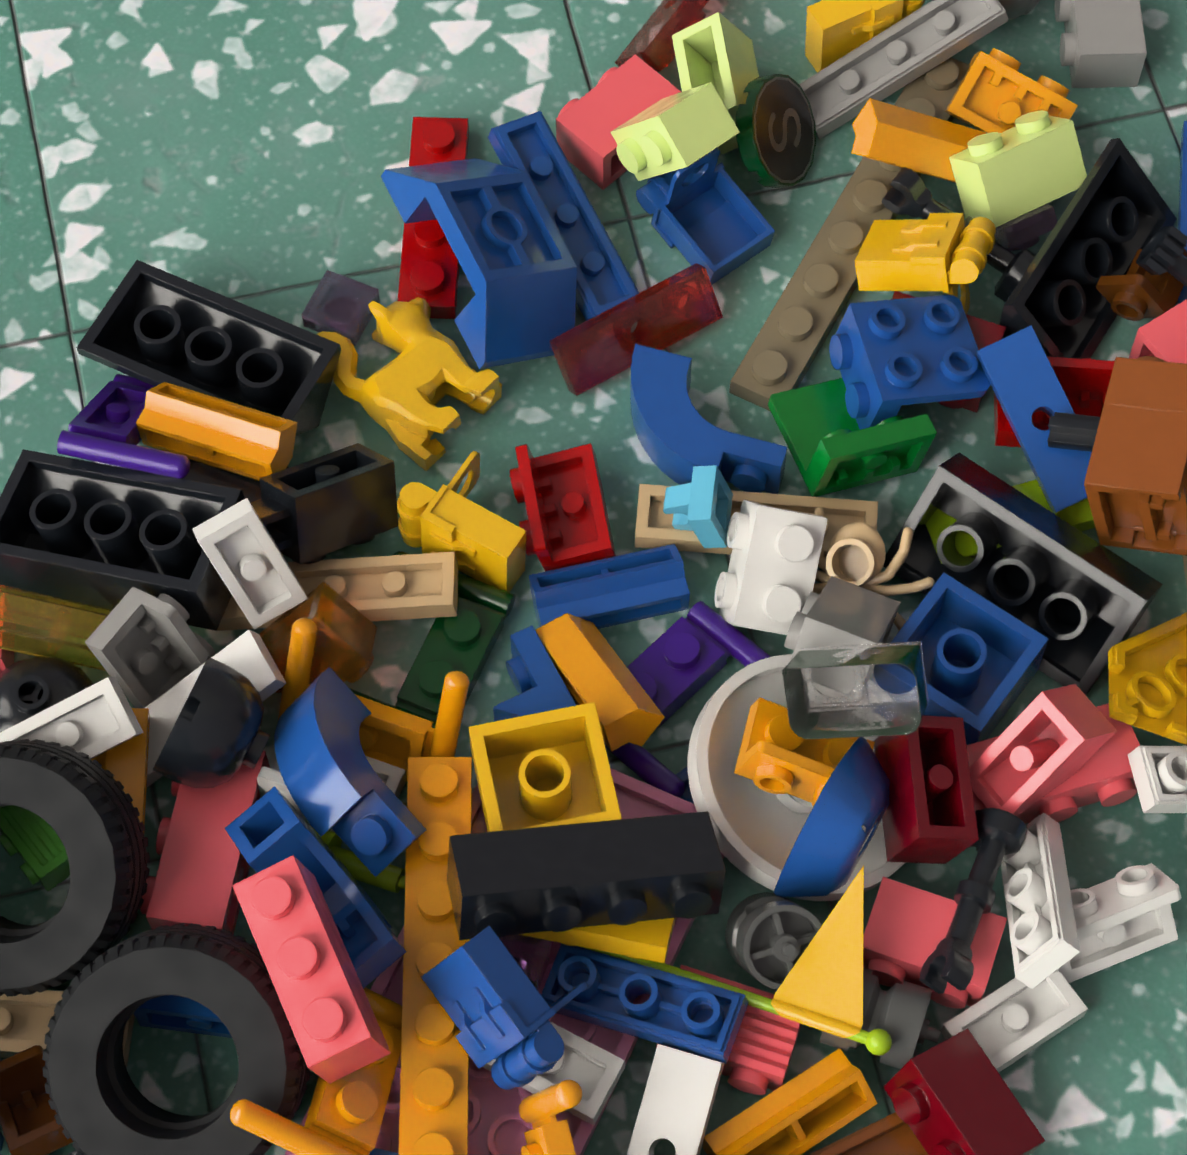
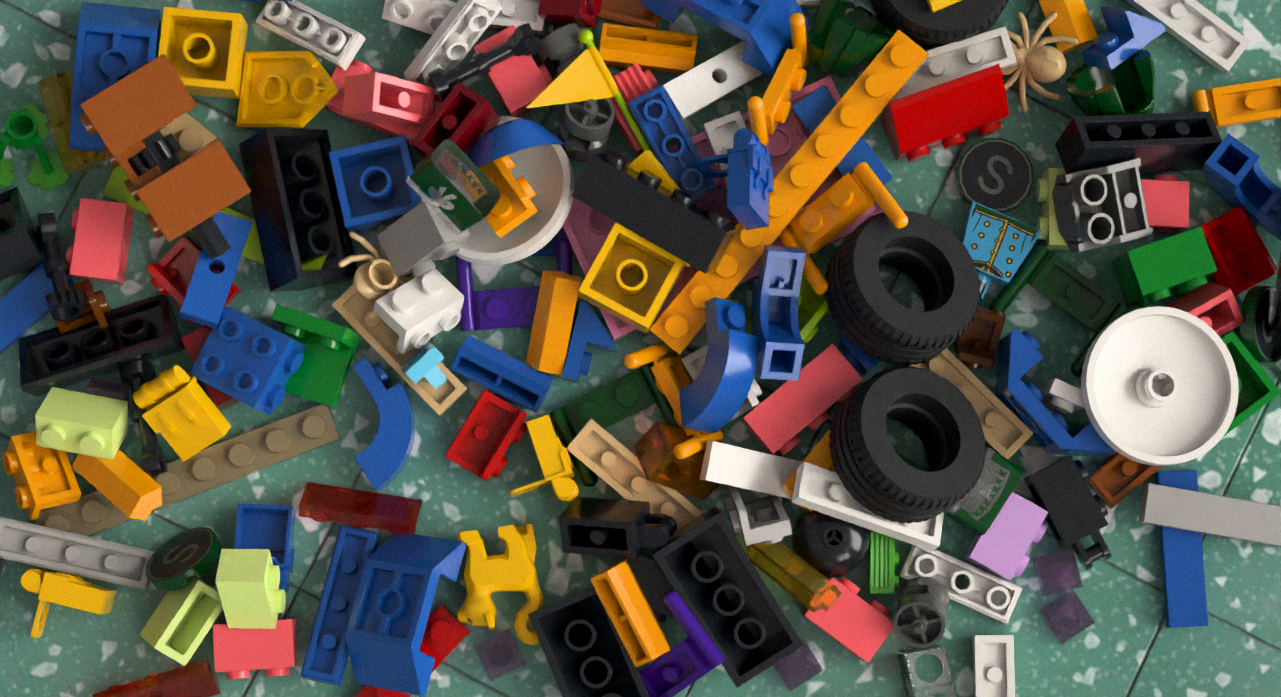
camera: 145 degrees left, 20 degrees up
(215, 730) = (766, 435): black cylinder -> none
(250, 563) = (680, 509): white plate -> none
(311, 970) = (819, 260): coral brick -> none

